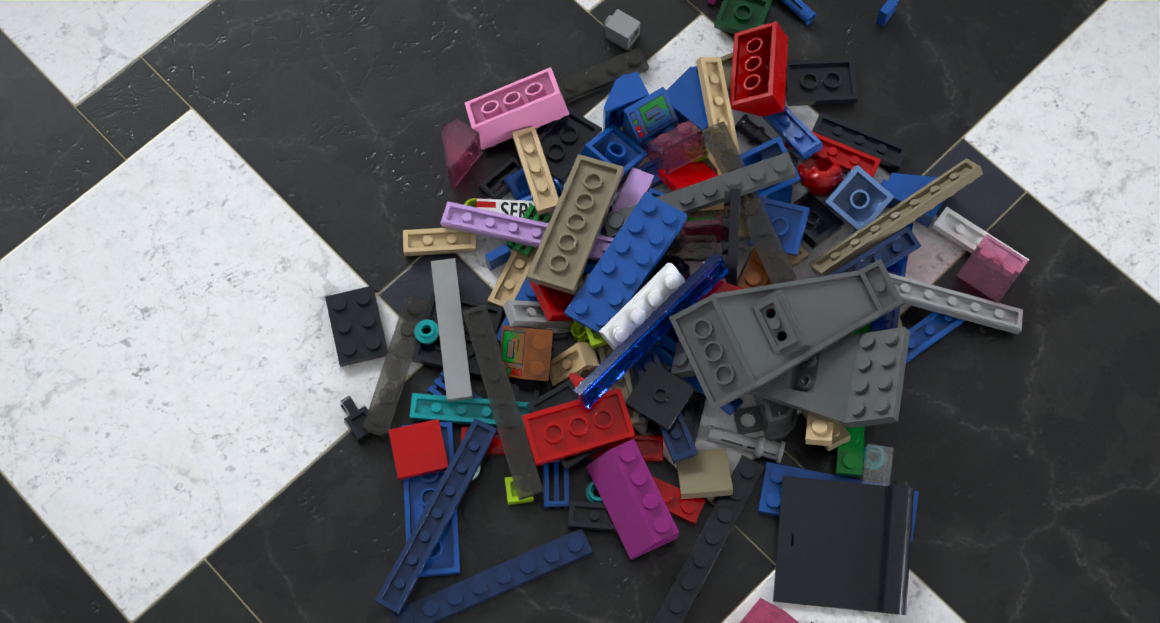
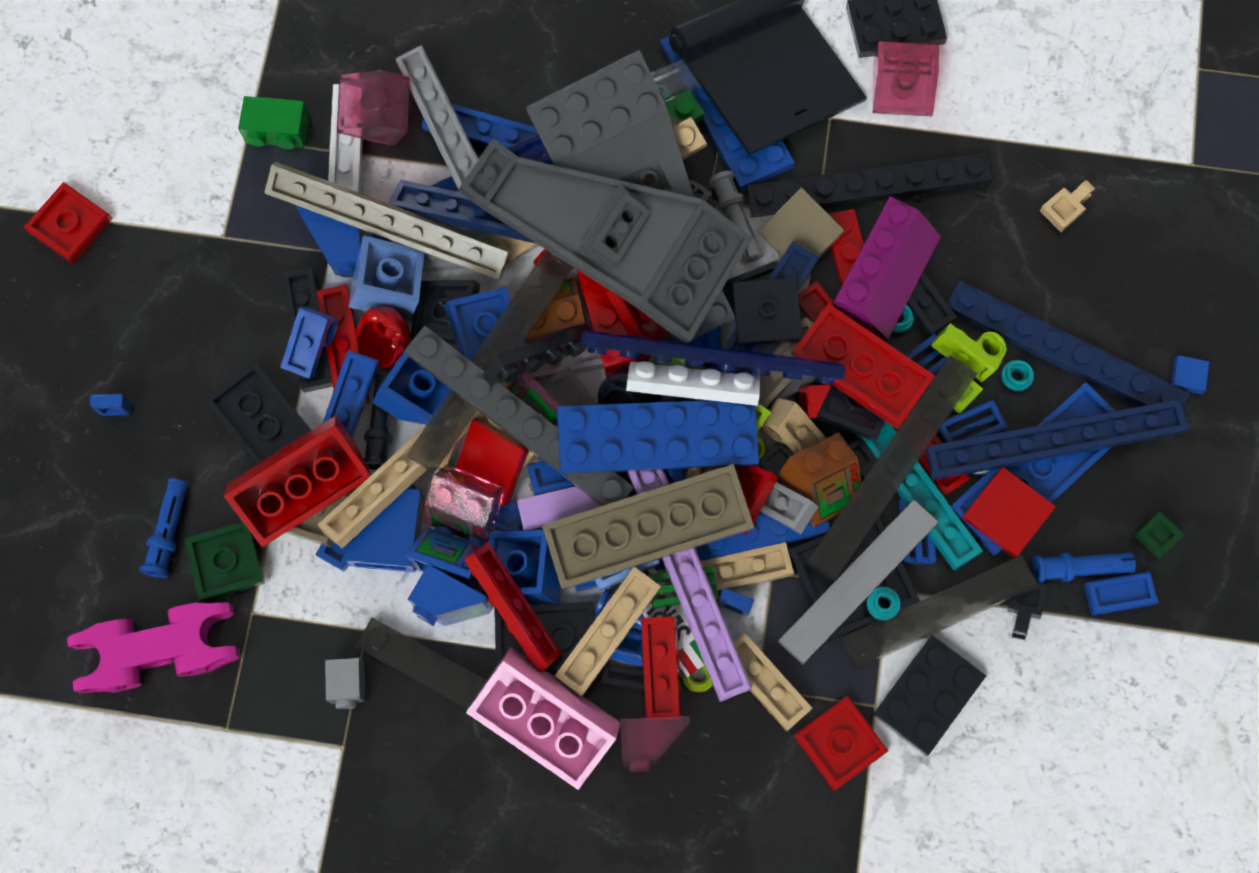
camera: 125 degrees left, 5 degrees up
(317, 485) = (1120, 593): none -> blue tile
(330, 535) = (1159, 535): none -> dark green plate
(359, 462) = (1067, 567): none -> blue pin
(372, 258) = (840, 743): none -> red tile
(486, 500) = (996, 416): none -> blue tile
(492, 185) = (661, 667): none -> red plate
(496, 529) = (1023, 369): none -> teal plate
(549, 505) = (979, 355): none -> lime plate
(590, 125) = (513, 607): none -> red plate
(849, 130) = (308, 337): none -> blue plate
(1024, 209) = (274, 122): none -> green brick
(1035, 58) = (68, 222): none -> red tile

